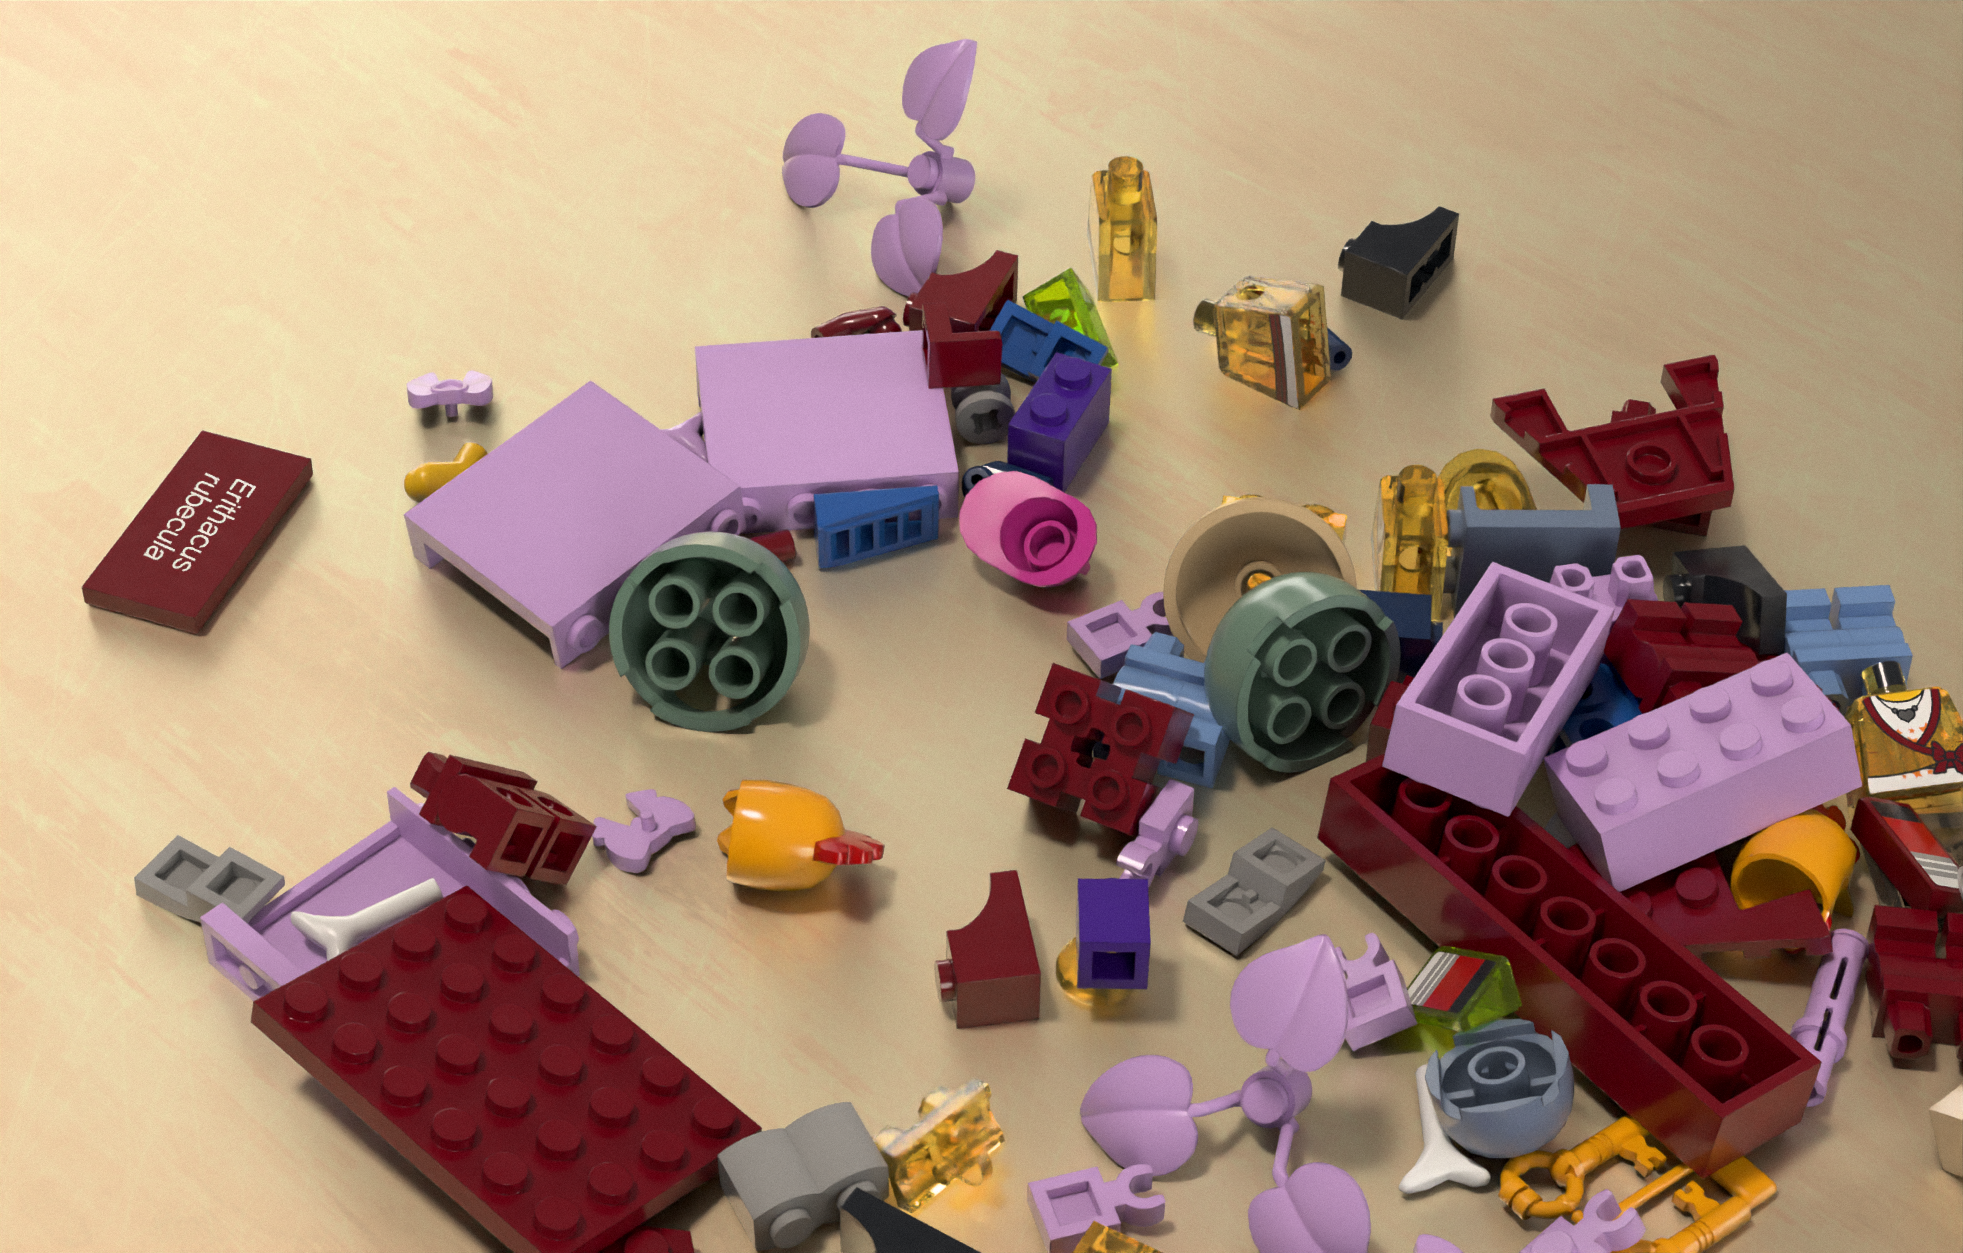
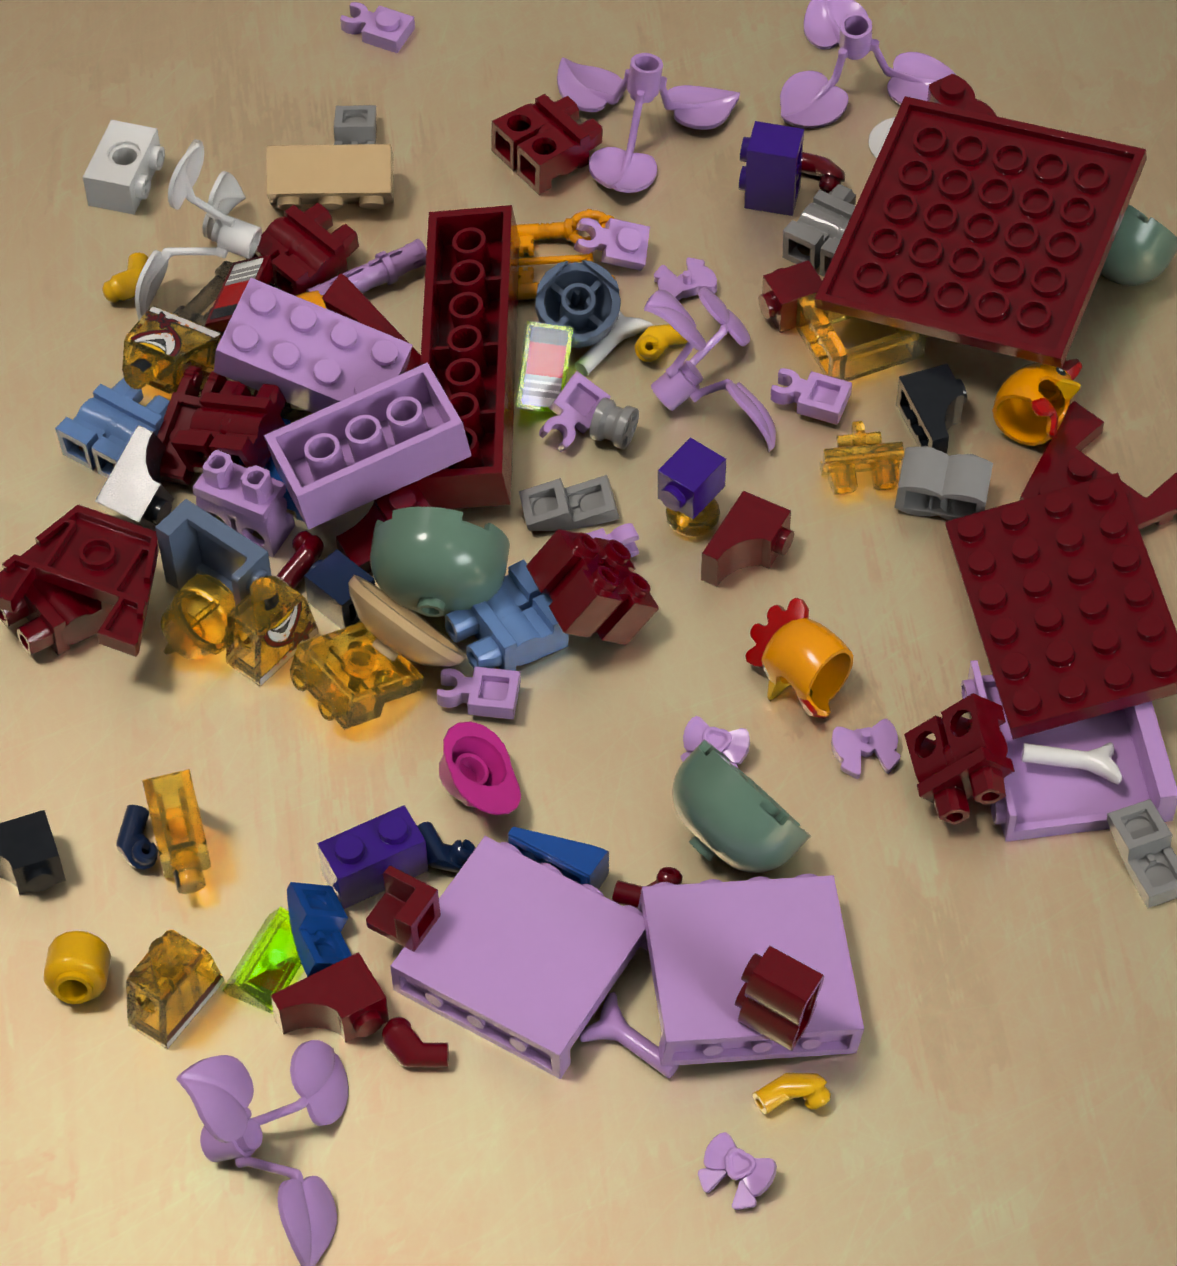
camera: 140 degrees left, 10 degrees up
(198, 531) = (990, 1157): dark red tile -> none
(490, 415) = (778, 996): none -> dark red brick
(834, 718) = (732, 744): none -> lavender piece
(1229, 215) = (77, 967): none -> yellow head
(1375, 1159) = (656, 341): none -> yellow arm

